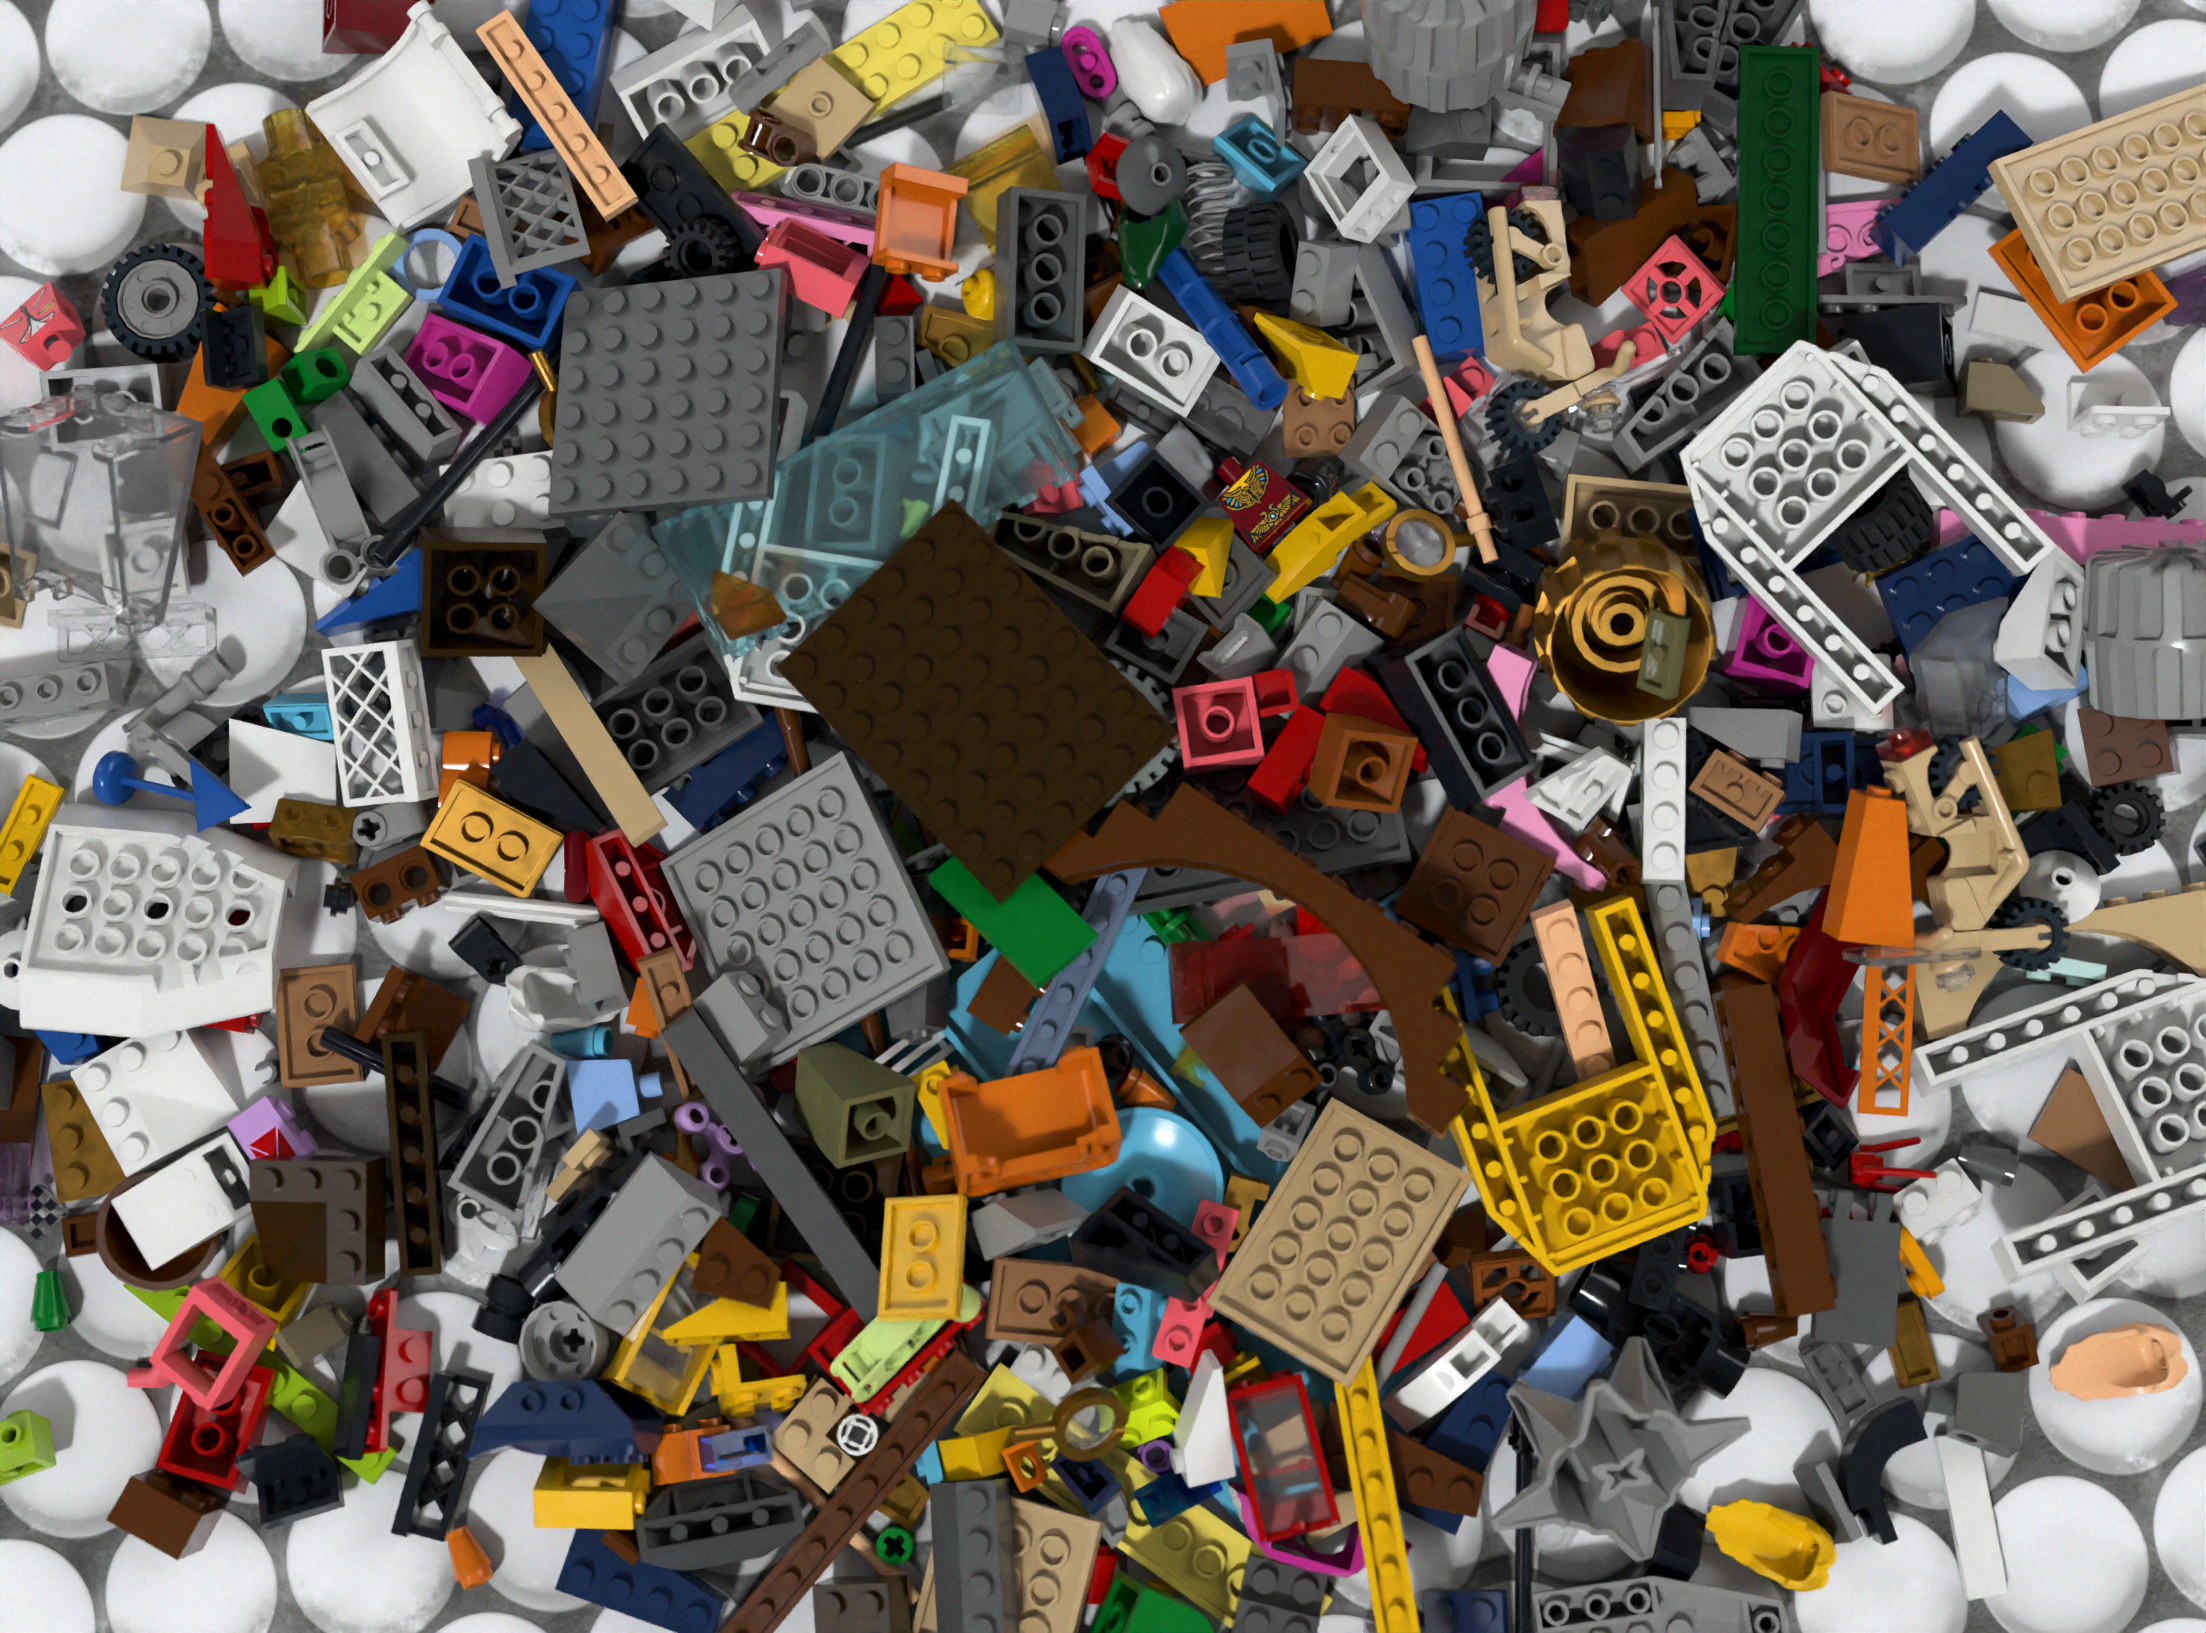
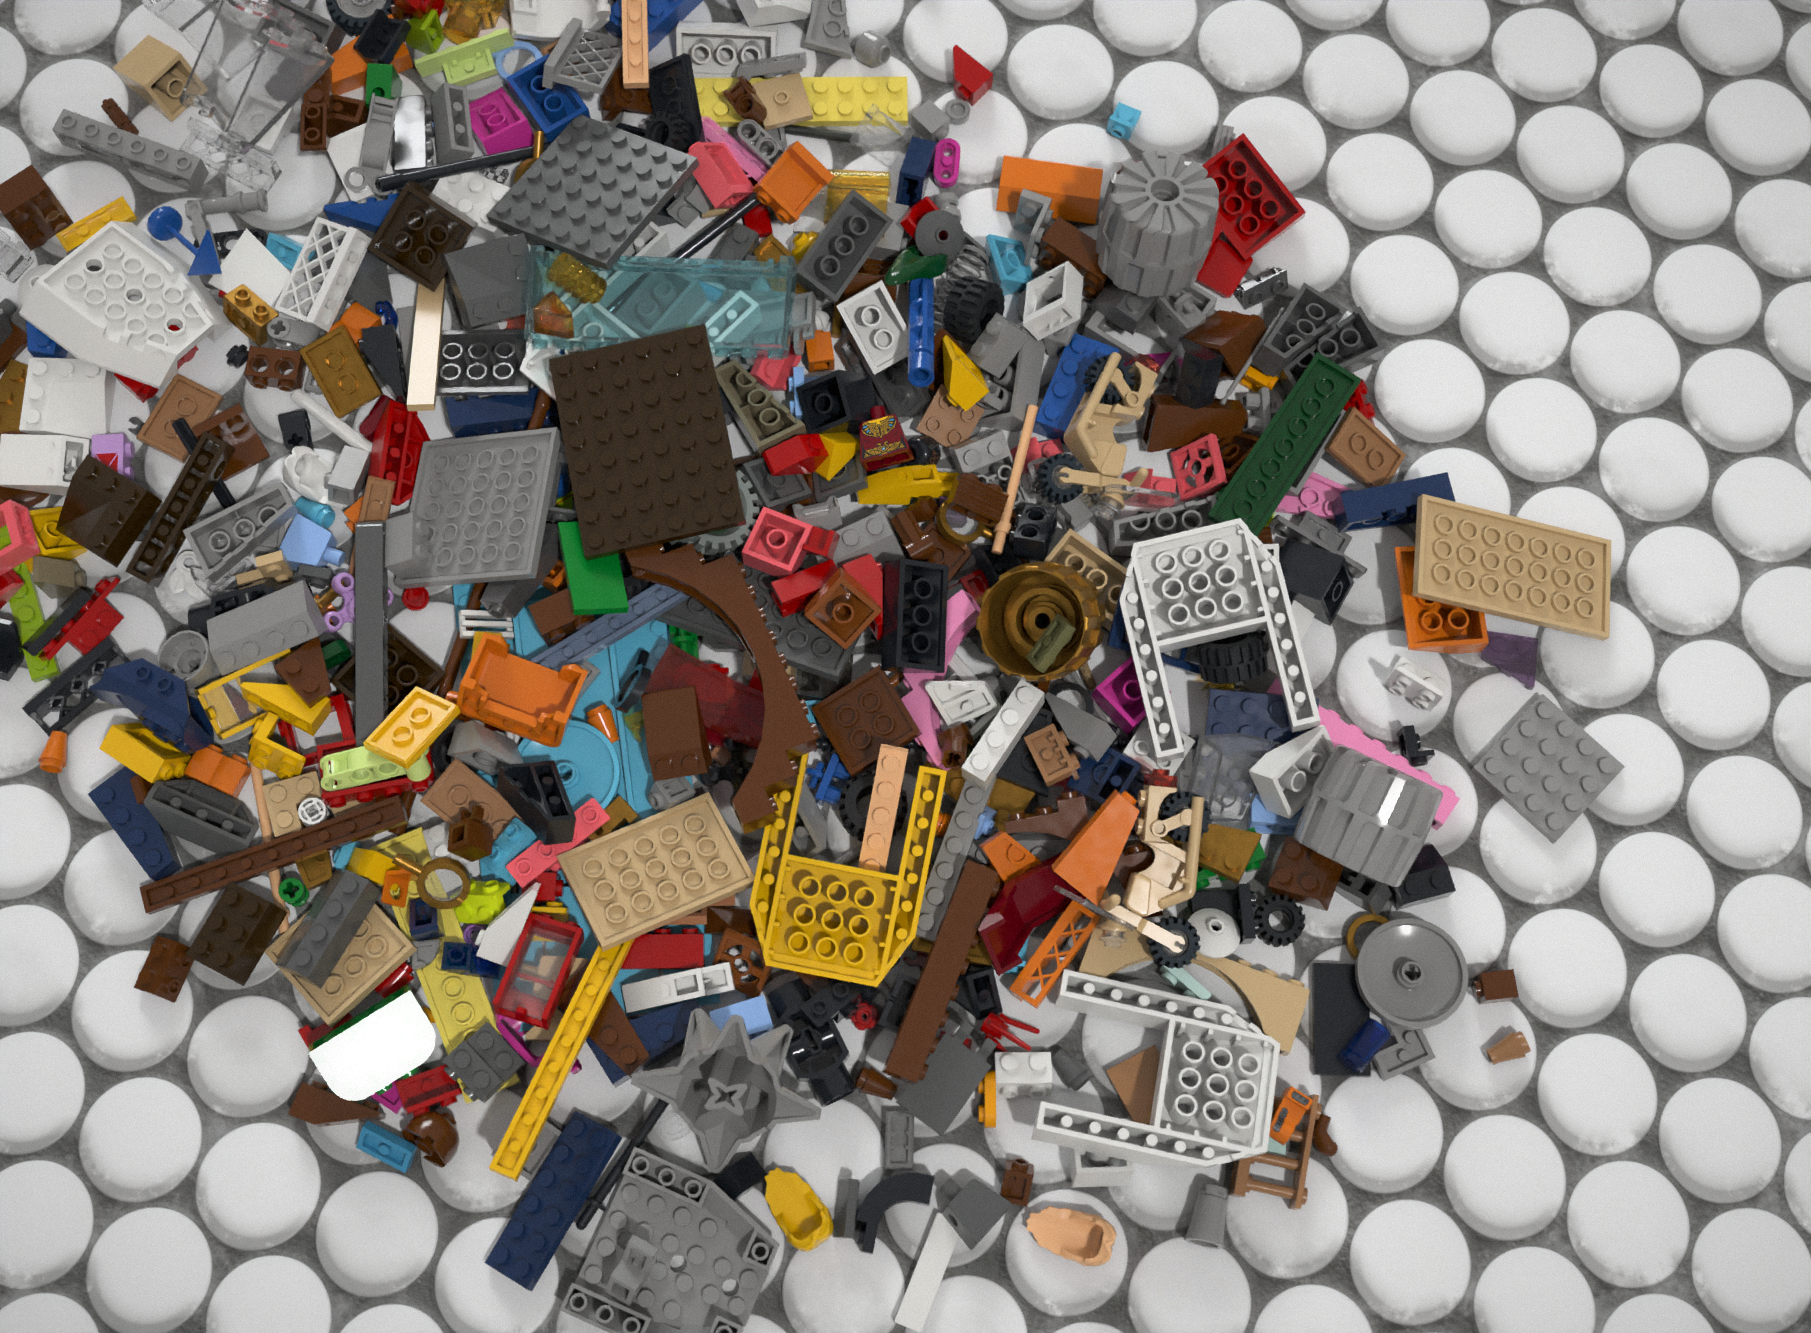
camera: 25 degrees right, 10 degrees down
(315, 375) = (417, 80): green brick -> none
(505, 1309) = (172, 623): black wheel -> none
(605, 135) = (656, 54): tan piece -> none
(735, 1448) = (240, 778): clear blue piece -> none
(737, 534) = (577, 279): none -> clear yellow piece
(852, 1104) = (435, 627): olive slope -> none
(1111, 1065) = (592, 689): black wheel -> none
(1153, 74) = (979, 189): white hair -> none
(1156, 1021) = (634, 684): none -> black piece
(1269, 614) = (850, 508): green plate -> none
(1408, 1323) = (663, 944): light grey bar -> none
(1427, 508) = (977, 499): none -> reddish brown brick
(1912, 1355) = (955, 1148): pearl gold tile -> none
(1995, 393) = (1352, 635): dark tan slope -> none
(2011, 322) = (1386, 601): white tile -> none

